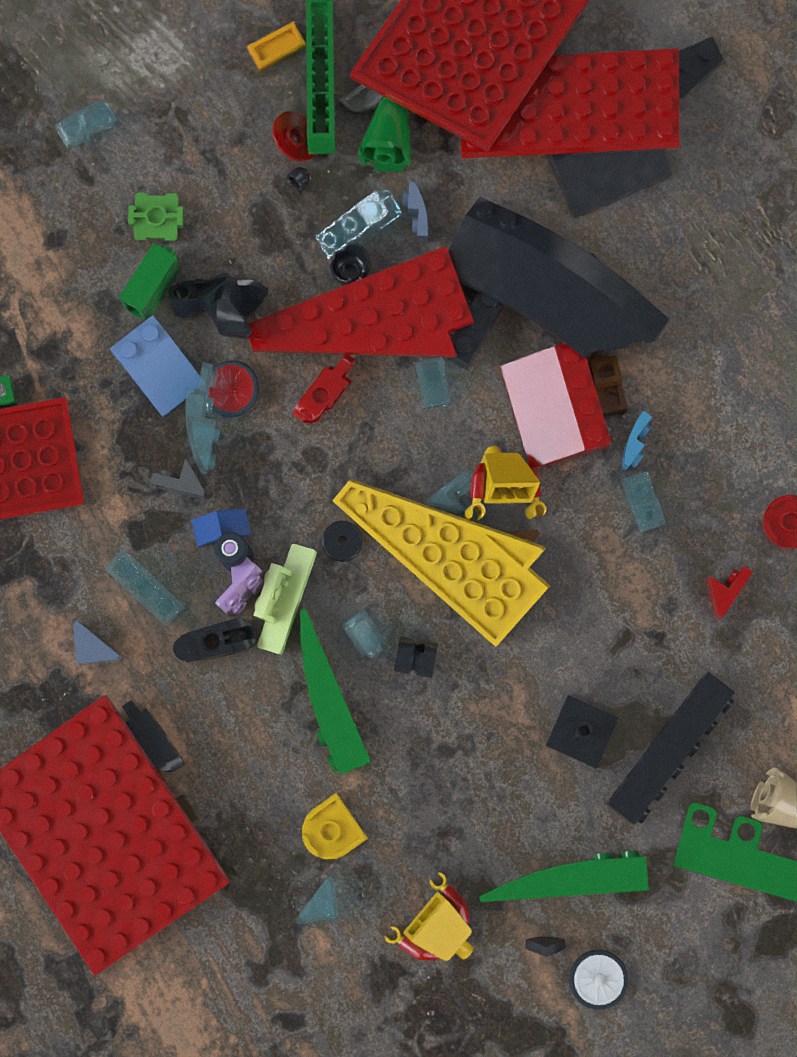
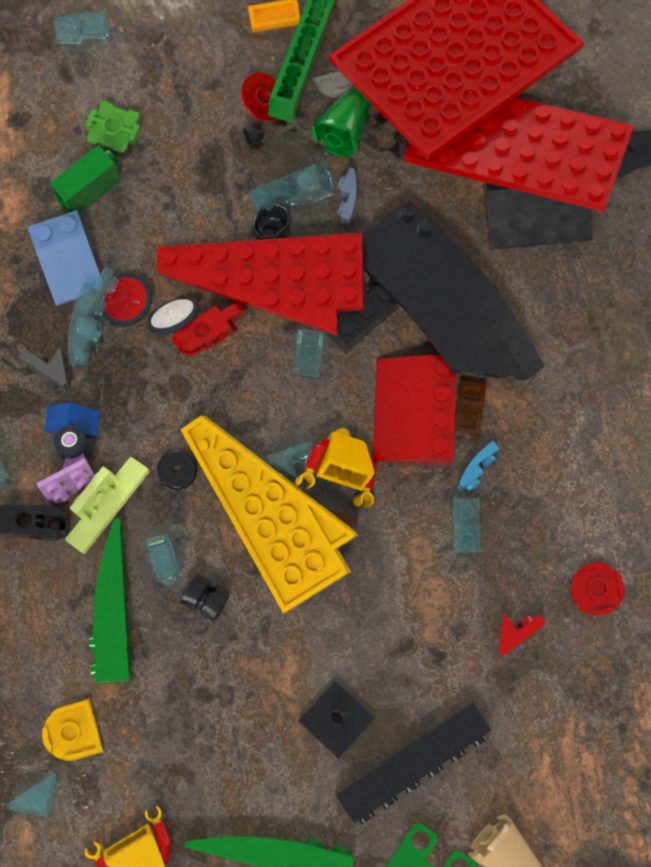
camera: 20 degrees right, 5 degrees down
(222, 298) = (146, 216): black piece -> none
(285, 389) = (173, 316): none -> wheel

